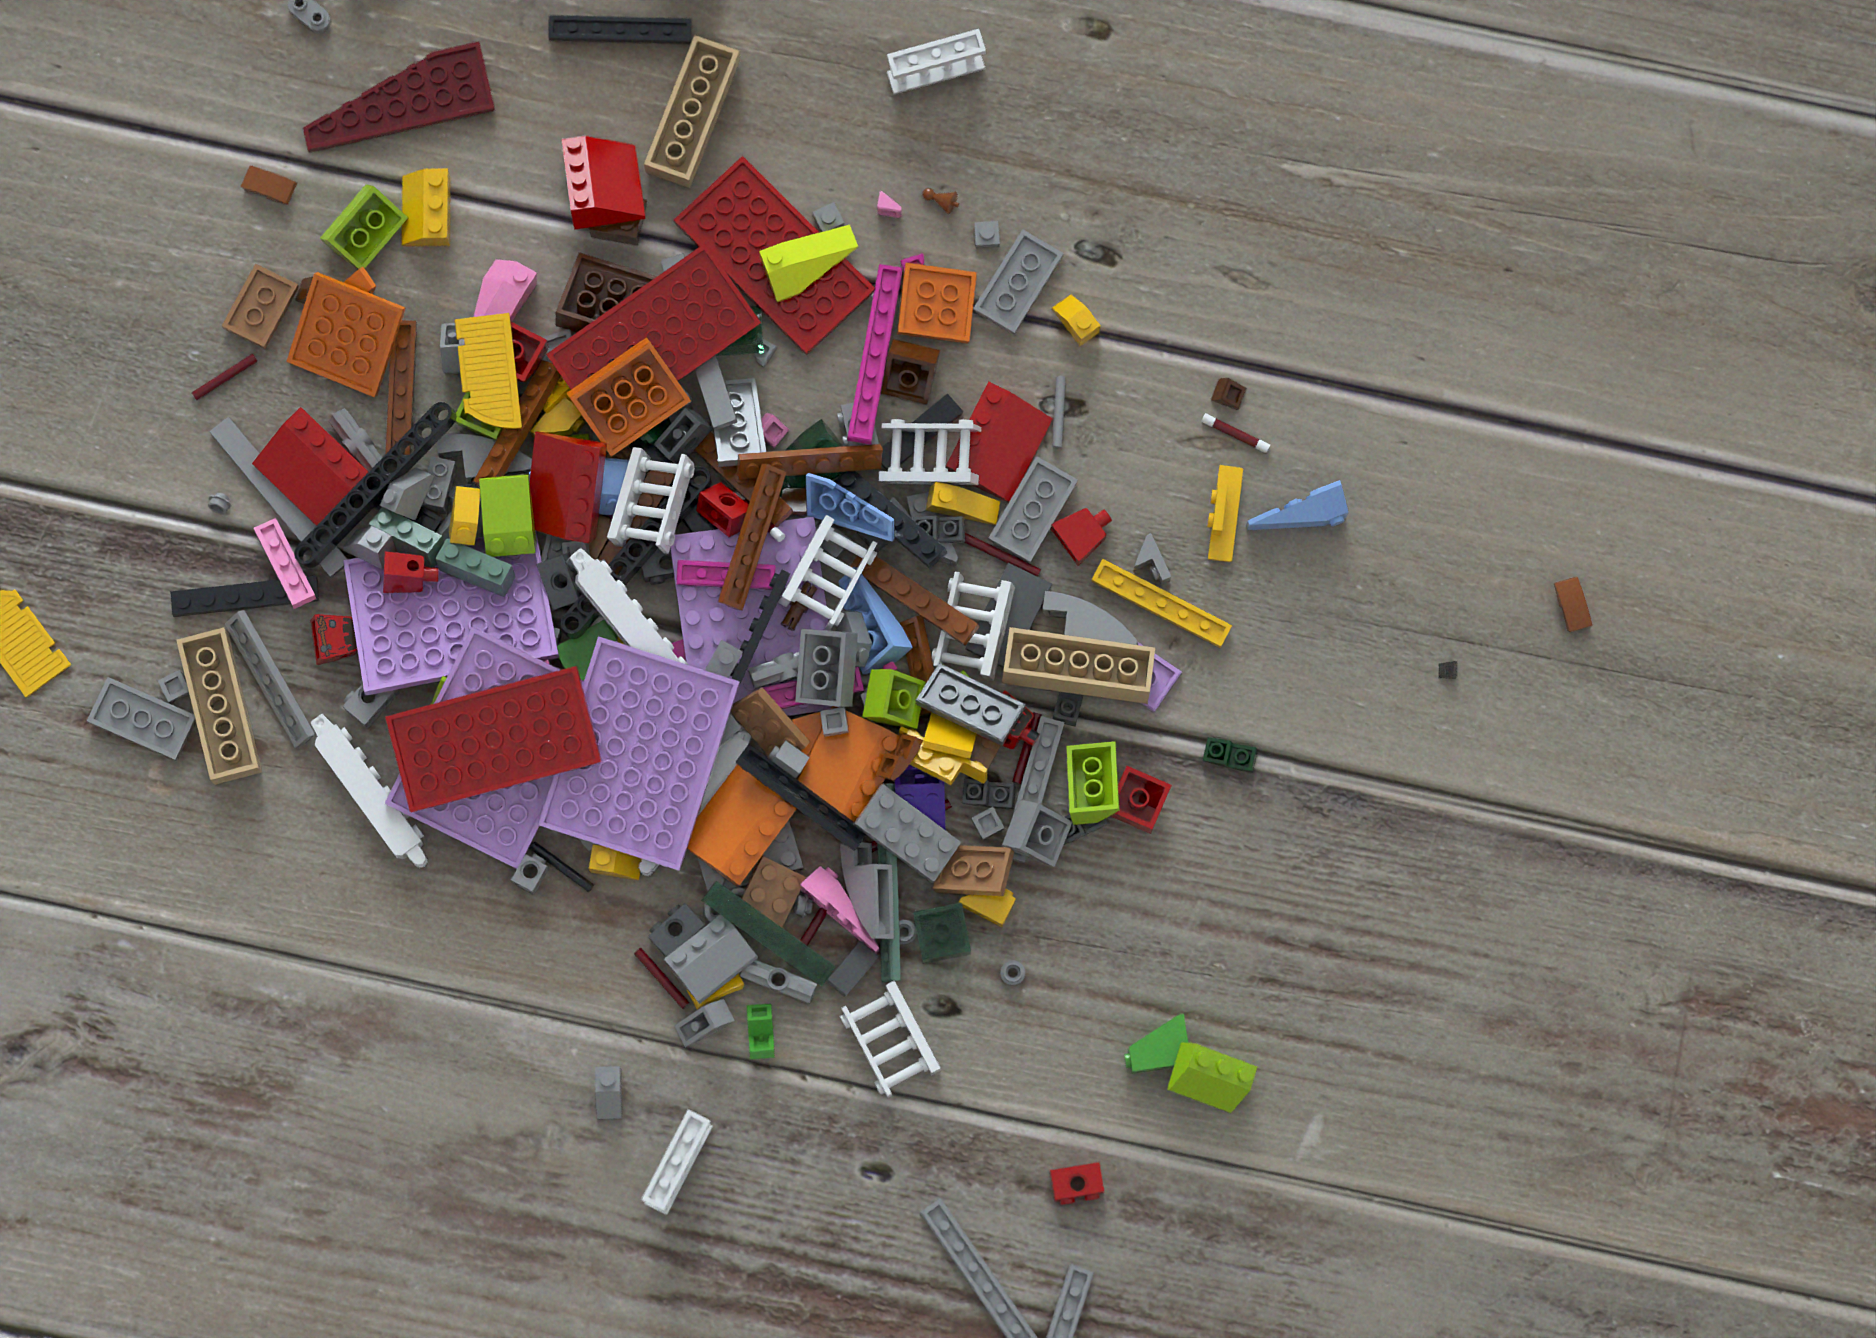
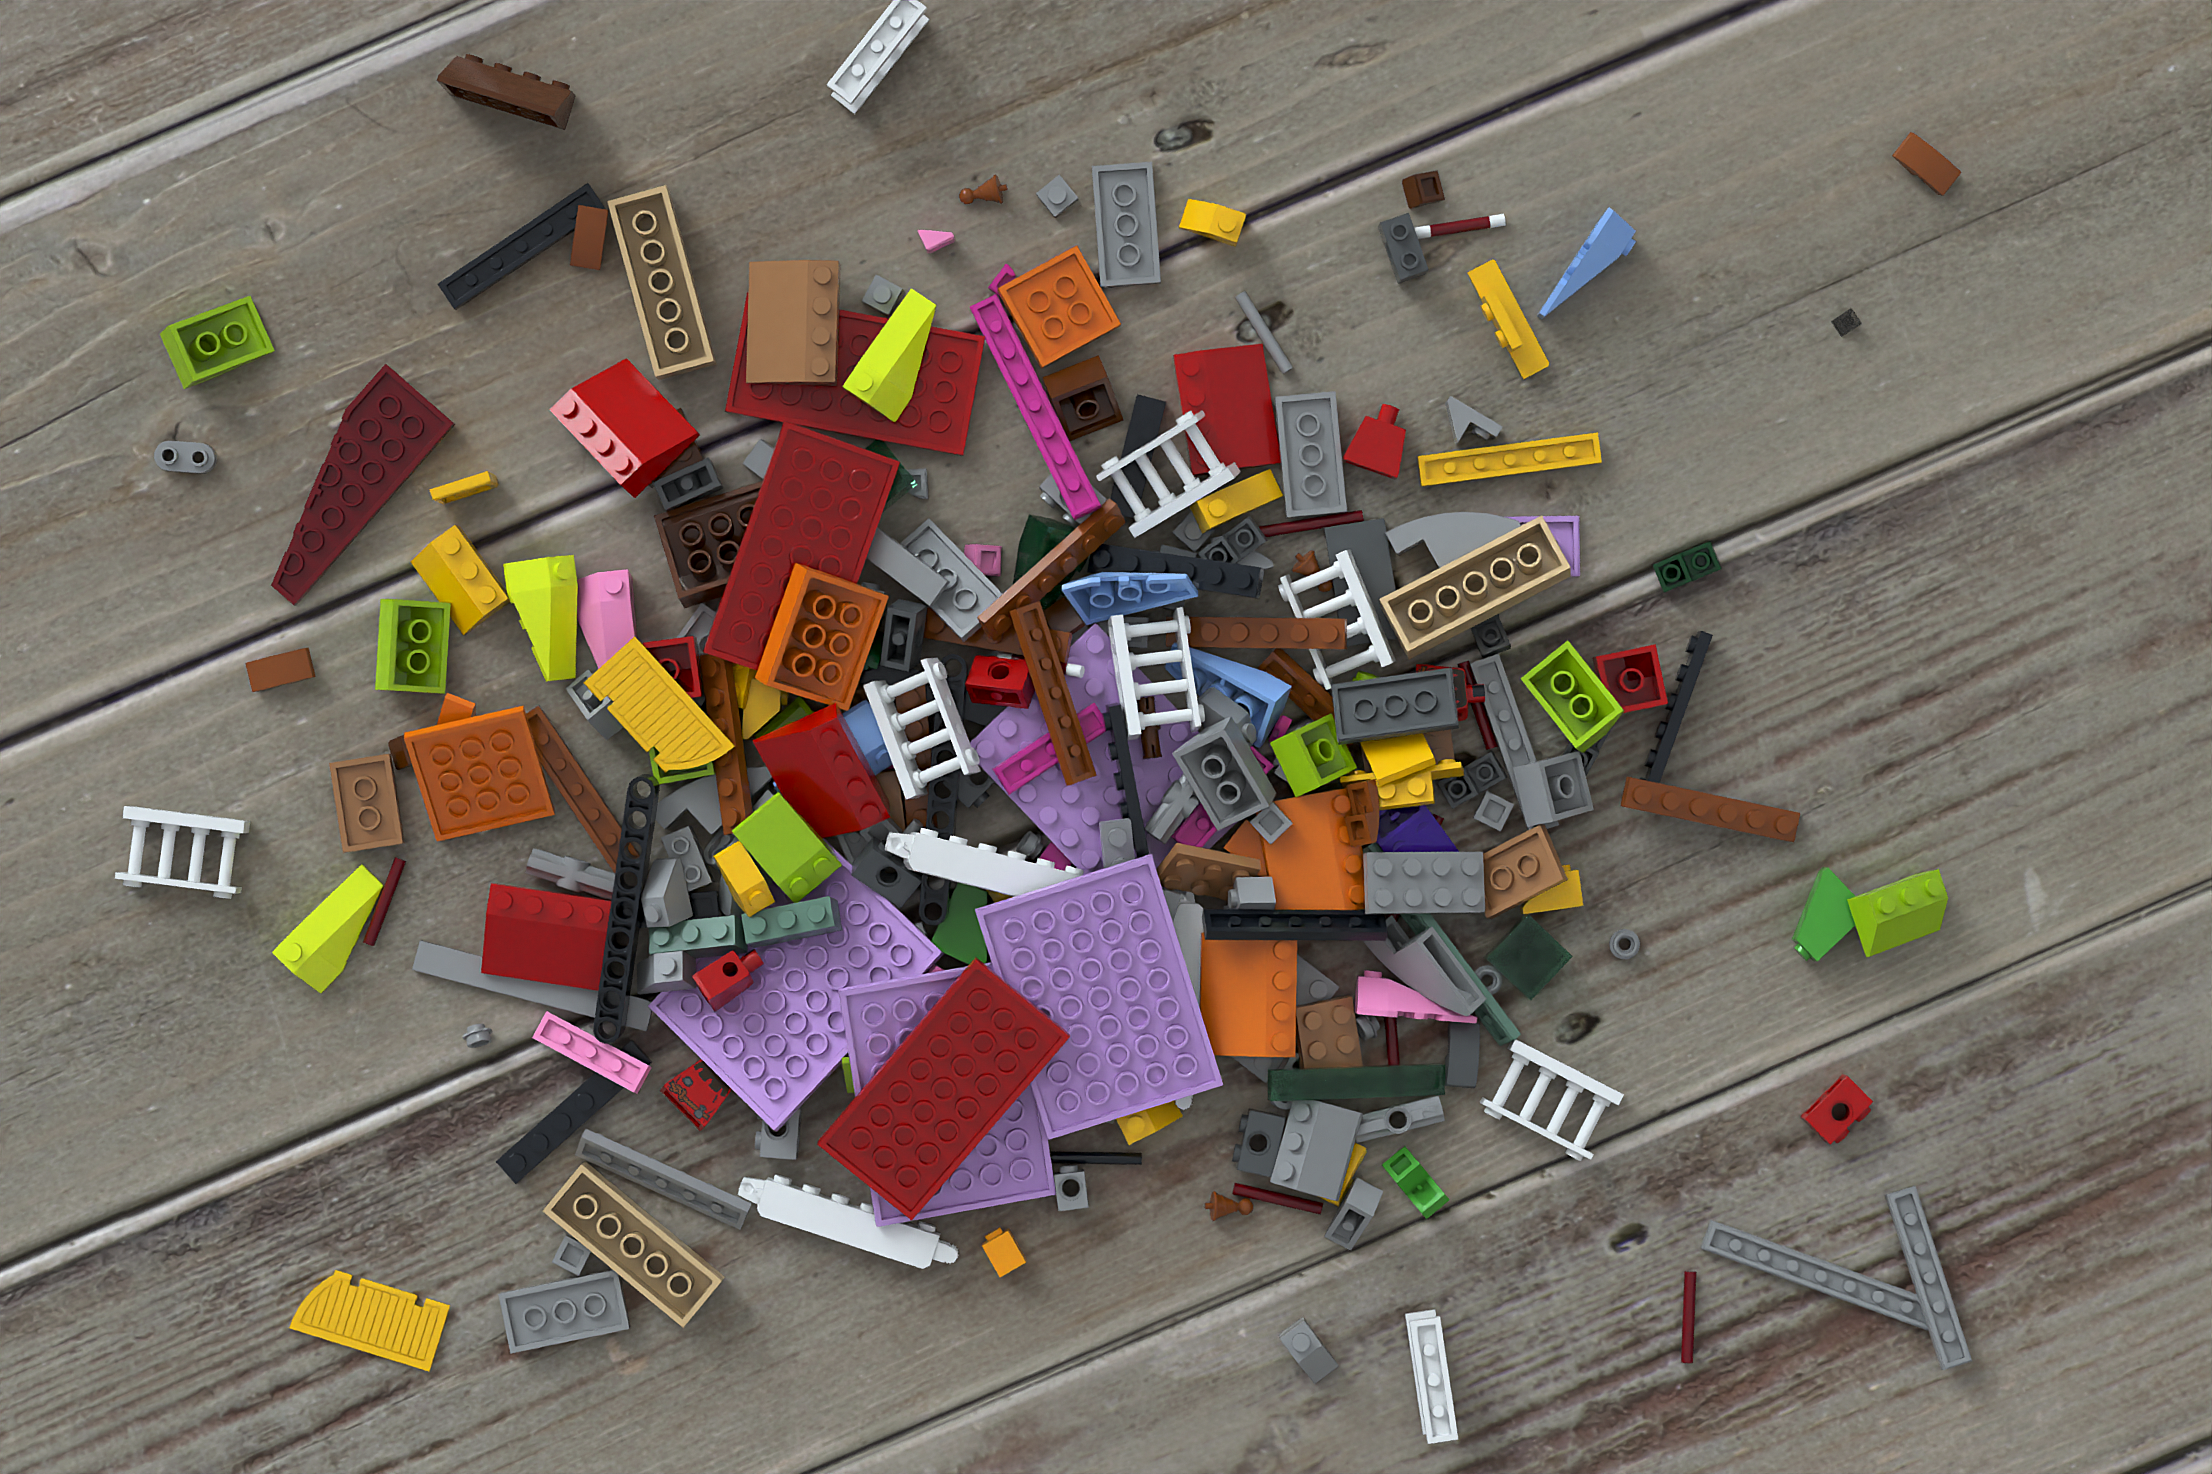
camera: 30 degrees left, 10 degrees up
(126, 231) = (171, 823): none -> white fence
(170, 371) = (325, 938): none -> neon yellow wedge
(455, 883) = (1003, 1251): none -> light orange brick
(468, 260) = (547, 604): none -> neon yellow wedge
(471, 150) = (464, 487): none -> yellow tile
(615, 248) = (688, 485): none -> dark grey brick
(622, 957) = (1222, 1206): none -> dark orange piece
(666, 53) = (589, 237): none -> dark orange slope
(668, 631) = (1030, 845): none -> light grey plate
(758, 193) = (793, 322): none -> medium nougat slope
(878, 1252) = (1688, 1317): none -> dark red bar
(980, 579) = (1309, 565): none -> dark orange piece
(1132, 921) = (1710, 809): none -> dark orange plate
(1158, 839) = (1677, 705): none -> black plate
(1188, 419) = (1403, 248): none -> dark grey brick

